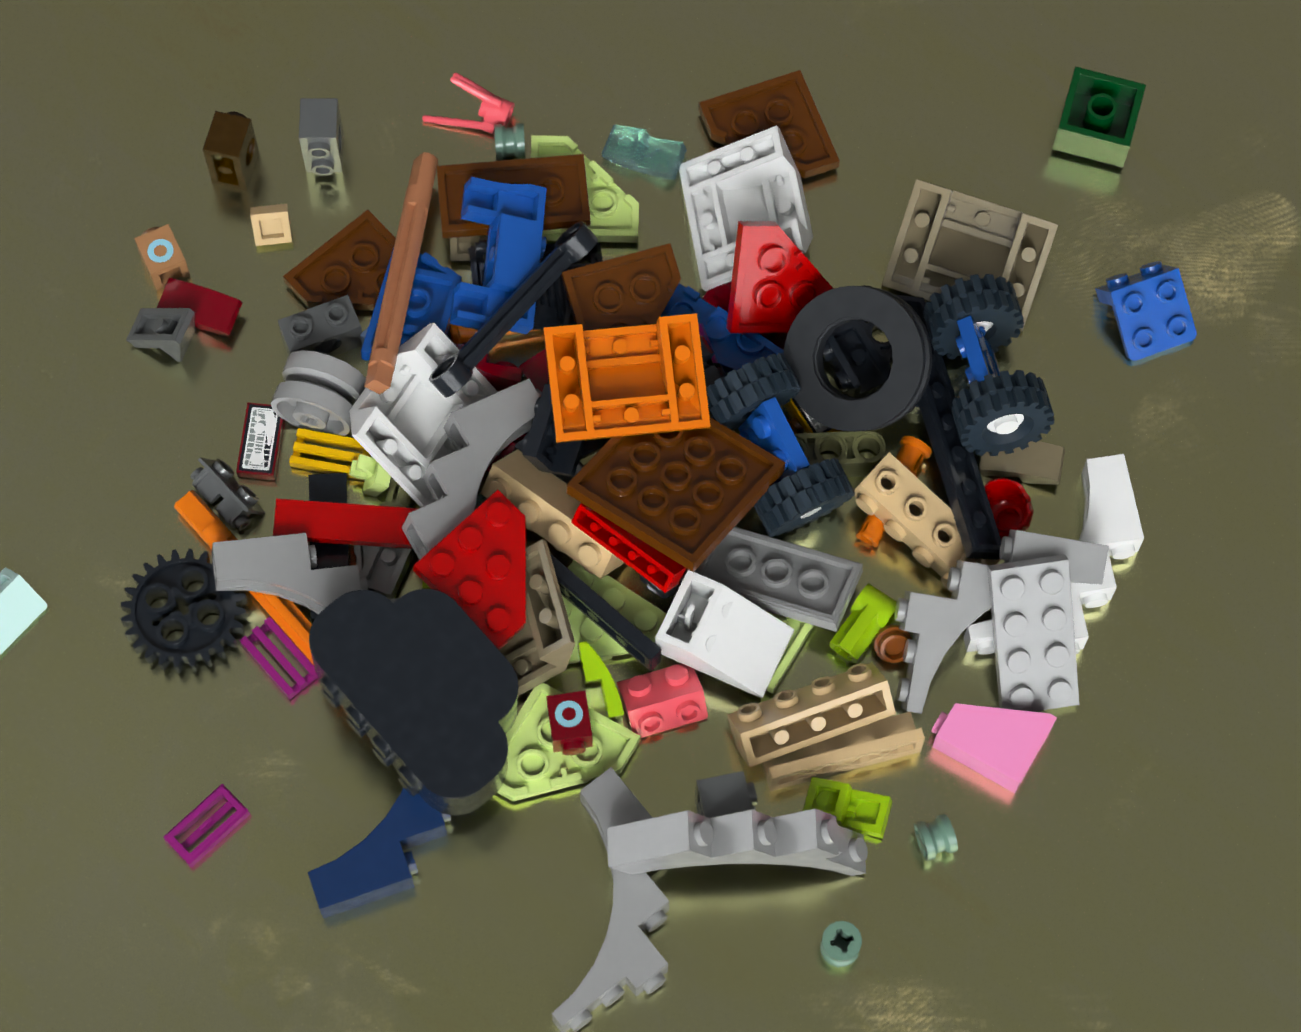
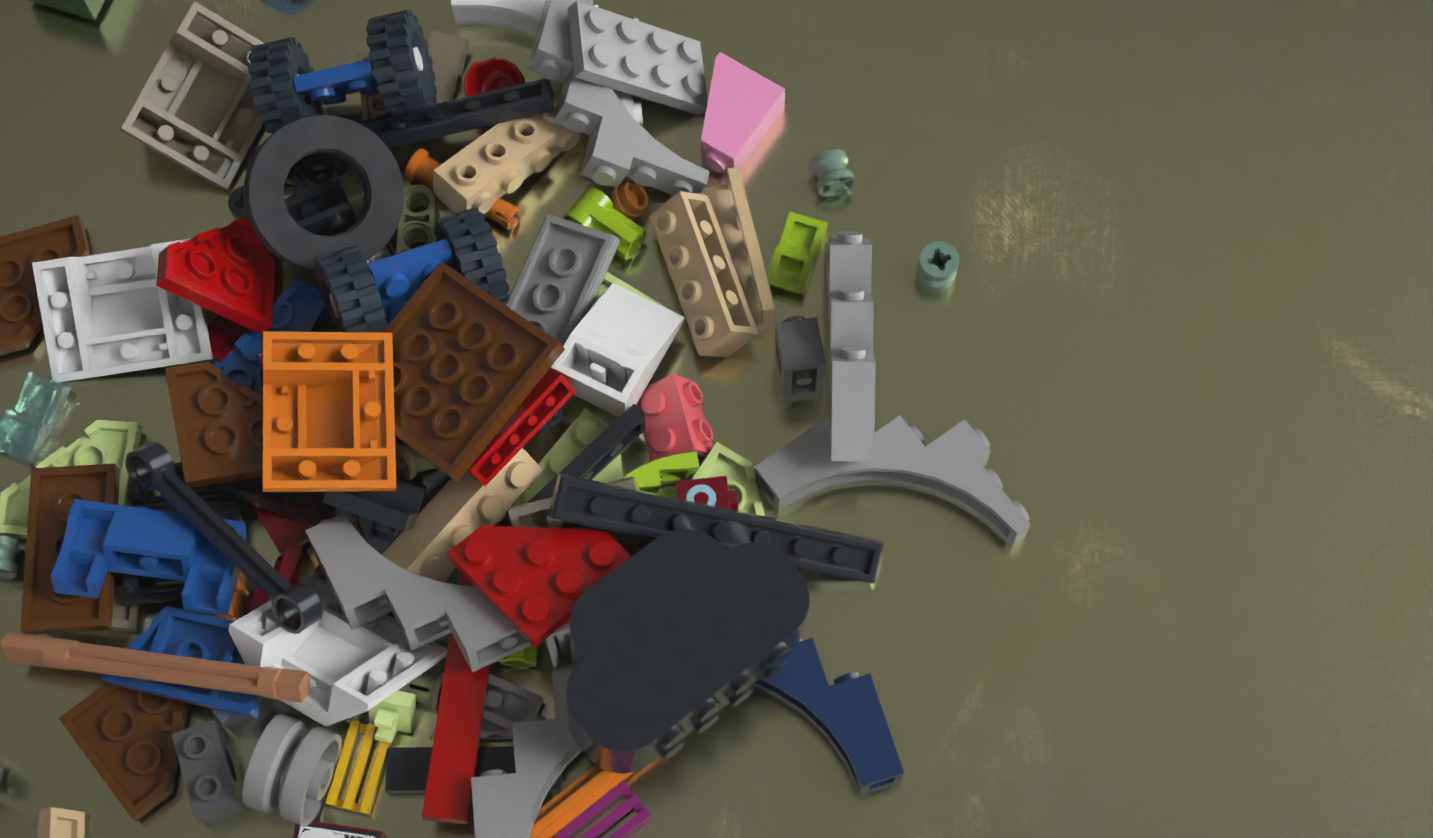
camera: 85 degrees left, 0 degrees up
(536, 730) = (654, 514): none -> black tile

